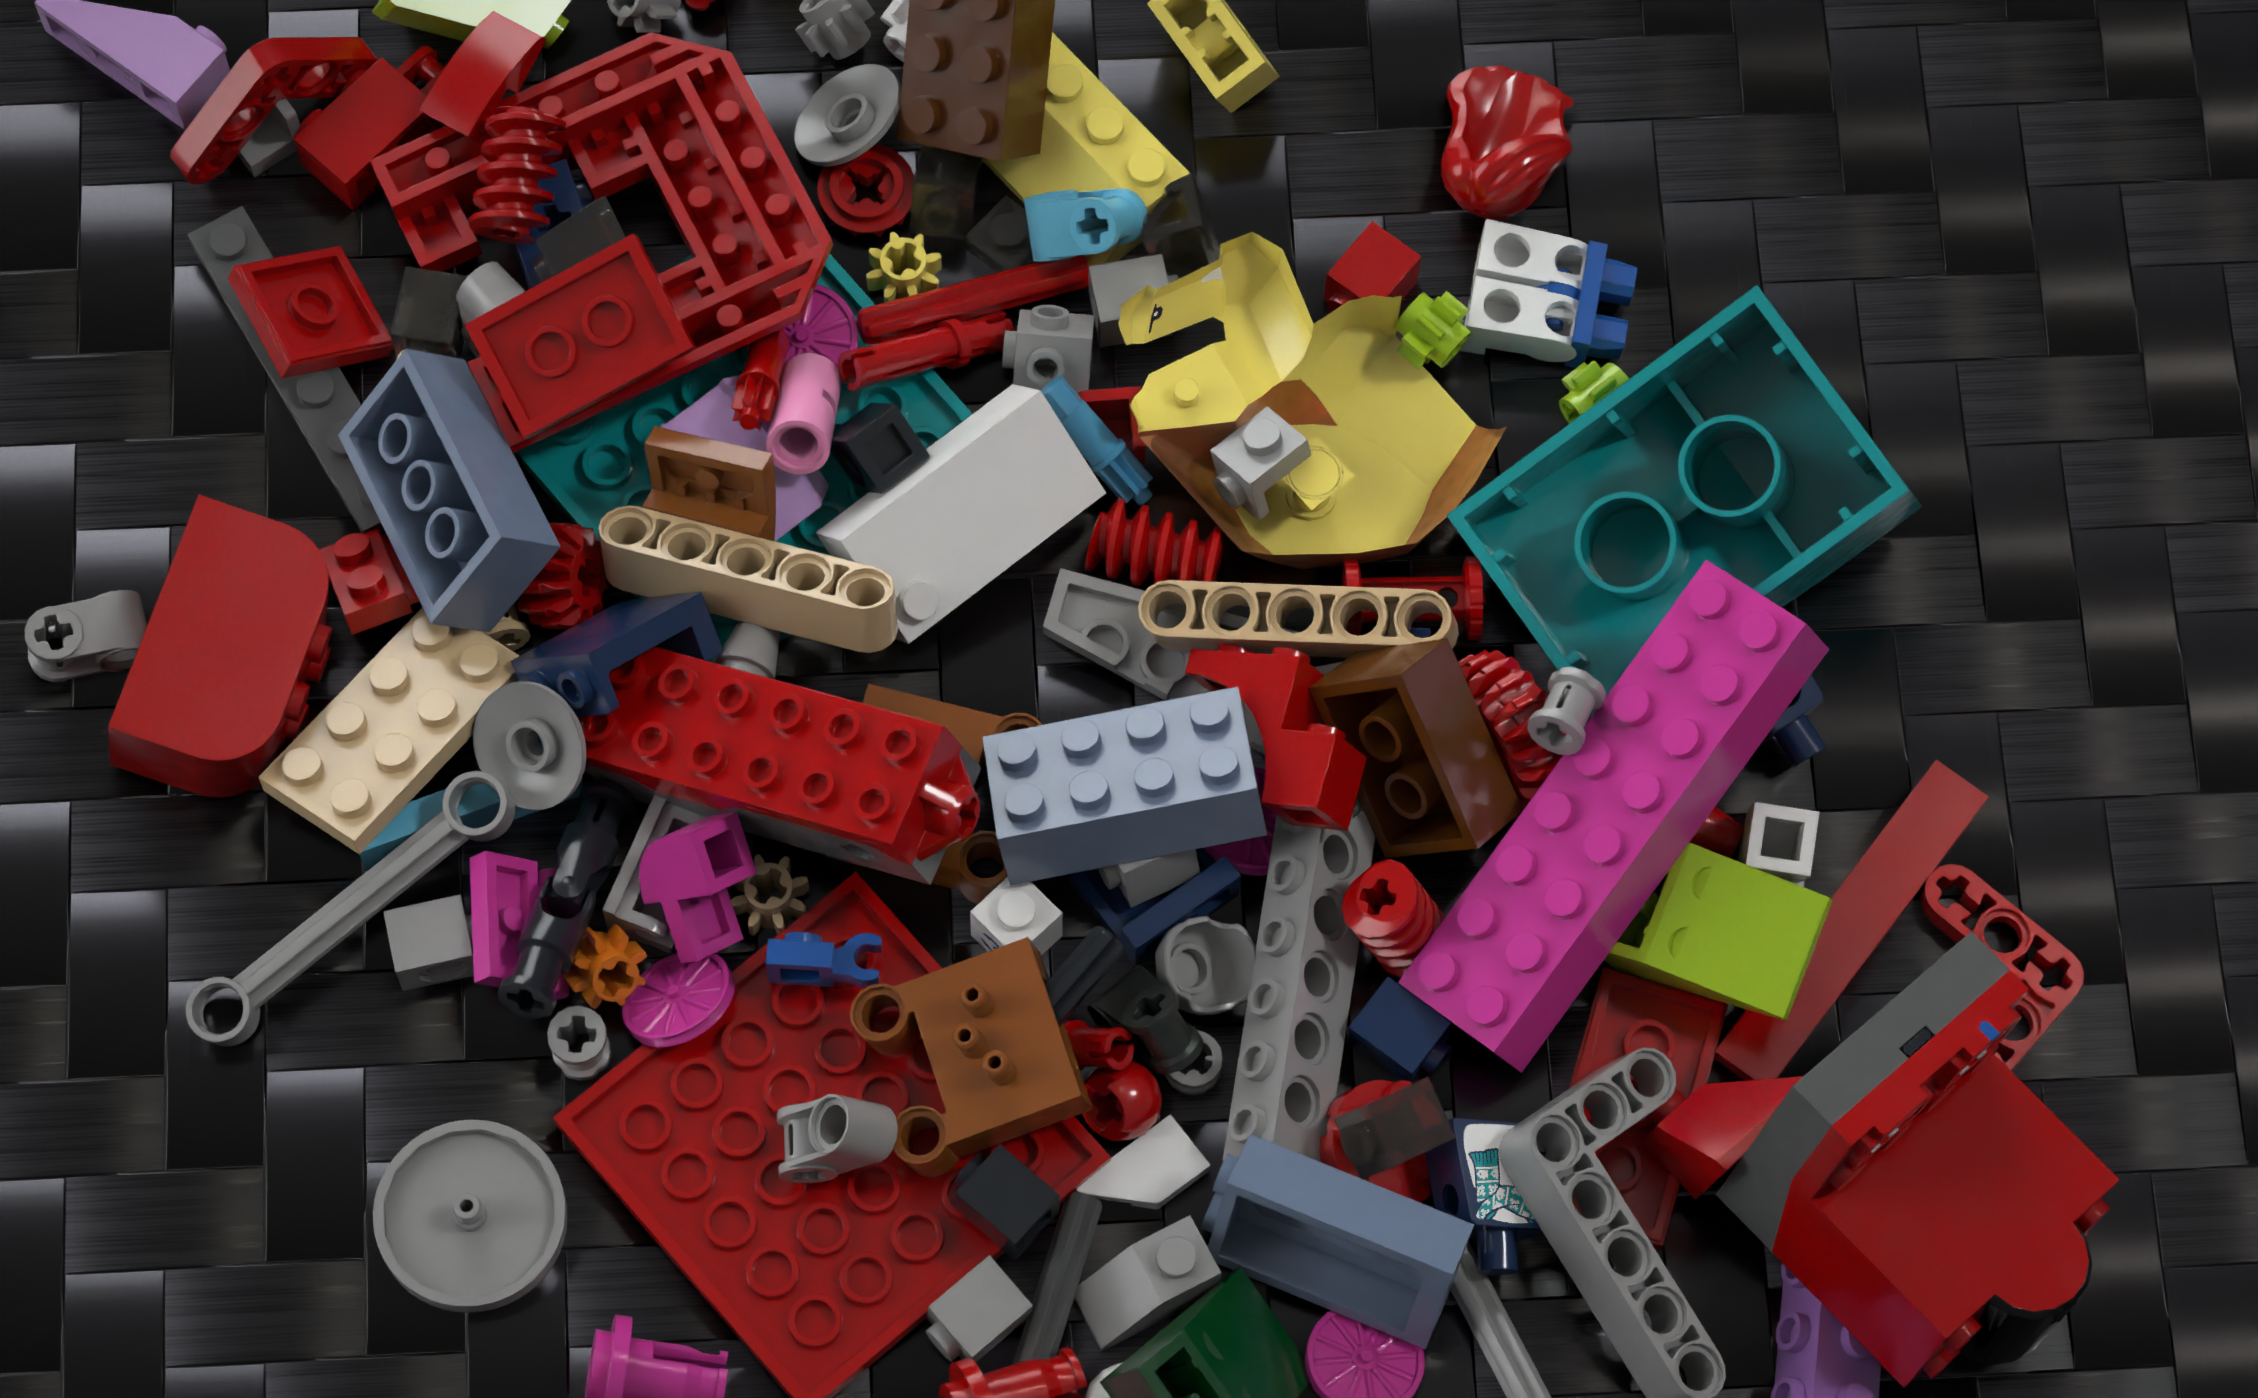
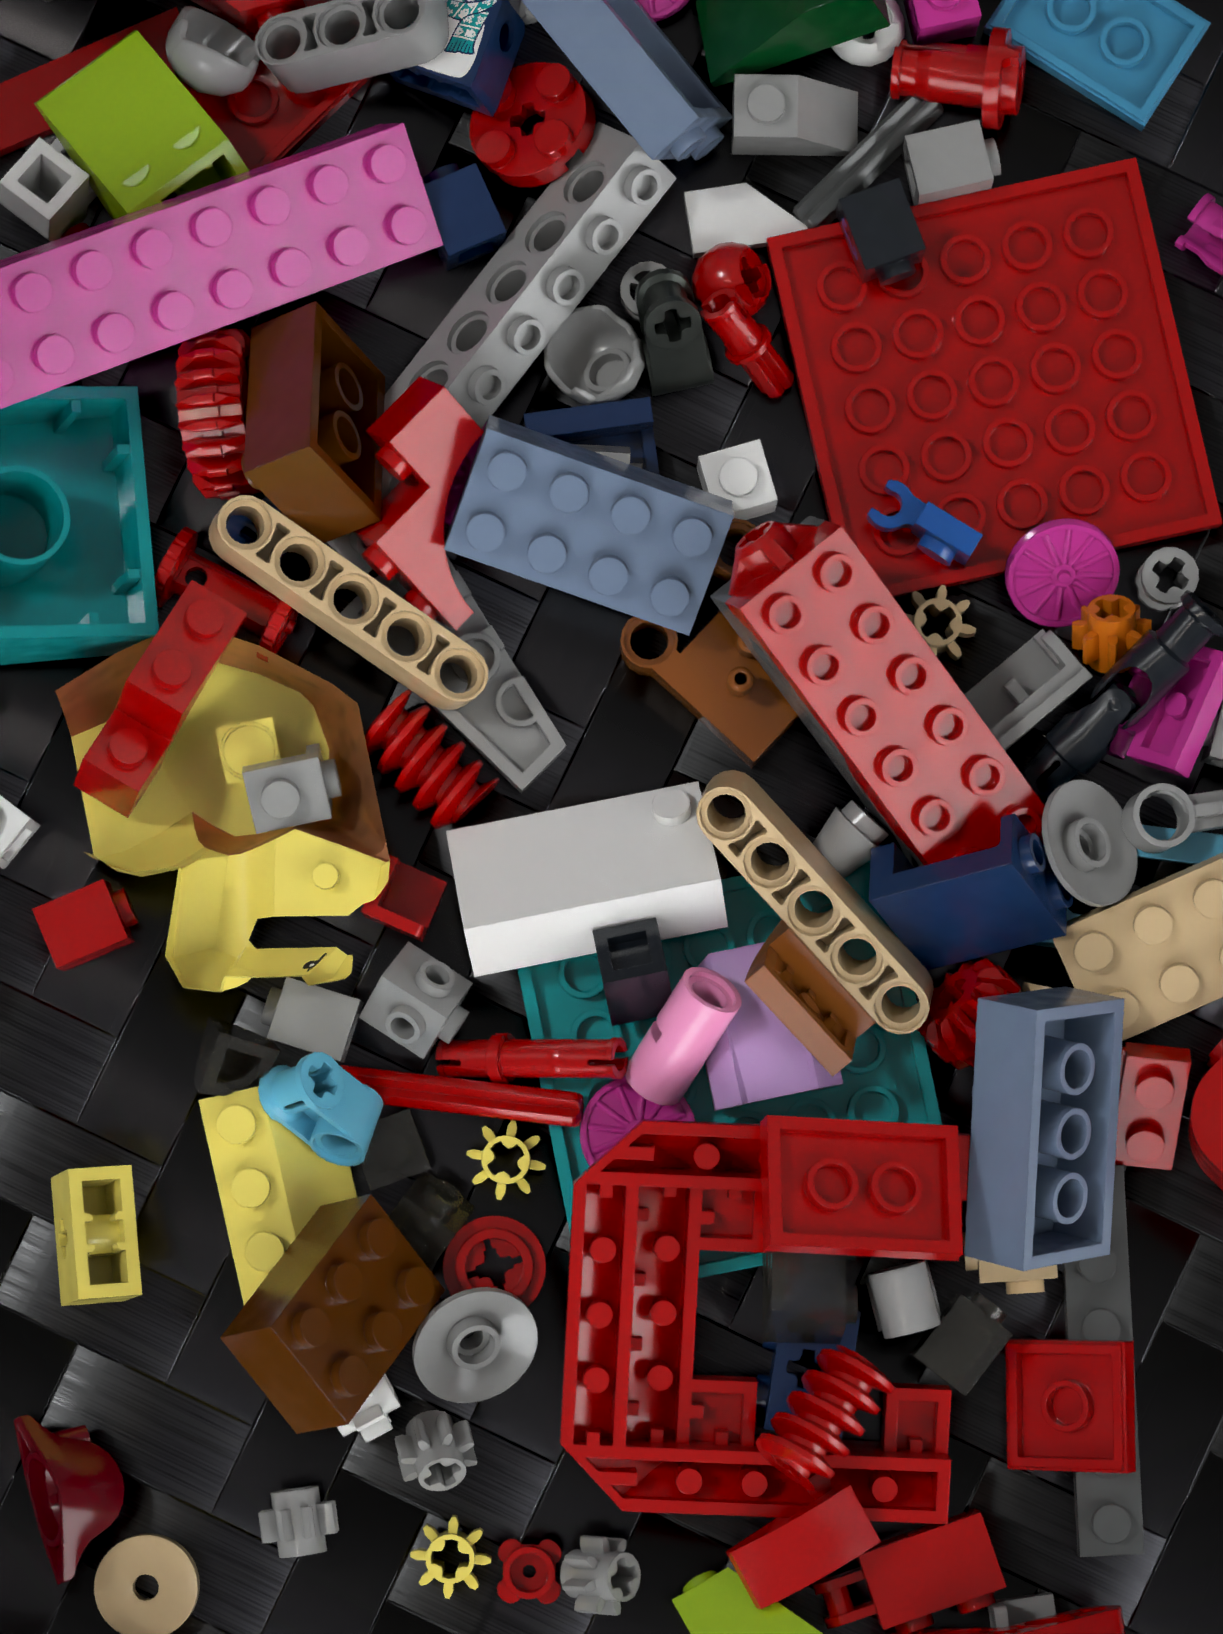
camera: 150 degrees left, 15 degrees up
(691, 879) = (1000, 648): dark pink brick -> none
(759, 382) = (714, 1075): red piece -> none
(834, 1137) = (999, 358): light grey piece -> none
(991, 1042) = (825, 364): dark orange piece -> none
(1098, 445) = (428, 886): dark azure piece -> none
(1391, 914) = (413, 300): red piece -> none
(1394, 1128) = (524, 108): clear smoke brick -> none
(1415, 471) = (158, 698): none -> red arch
(1432, 330) = (62, 833): lime gear -> none
(1566, 711) = (164, 379): light grey bush -> none
(1708, 1044) = (210, 53): none -> light grey hair

